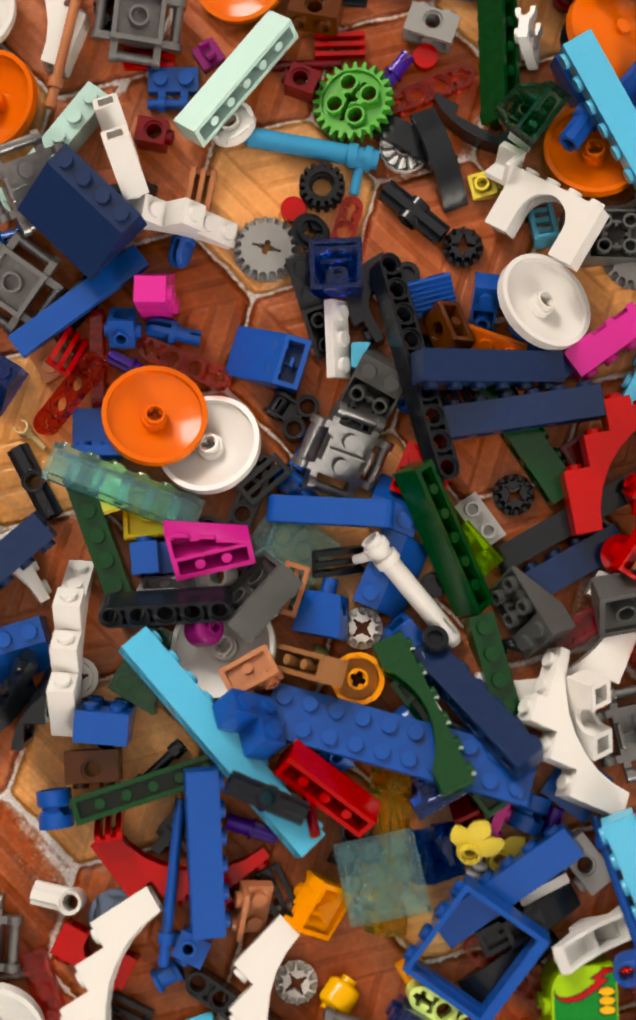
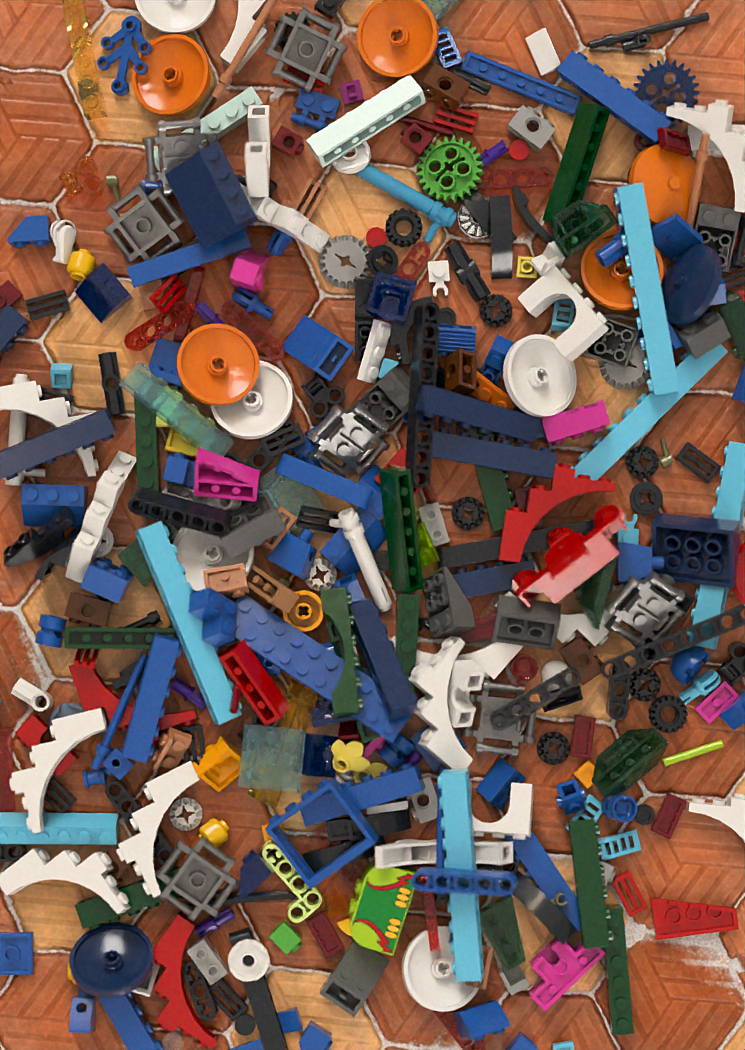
camera: 20 degrees right, 5 degrees up
(28, 433) = (118, 344): tan hand -> none
(122, 328) = (215, 288): blue brick -> none
(204, 633) = (201, 540): magenta head -> none
(283, 804) = (217, 683): black piece -> none
(381, 228) = (439, 273): none -> white plate
(434, 639) = (369, 601): black tile -> none
(528, 37) = (600, 164): white plate -> none

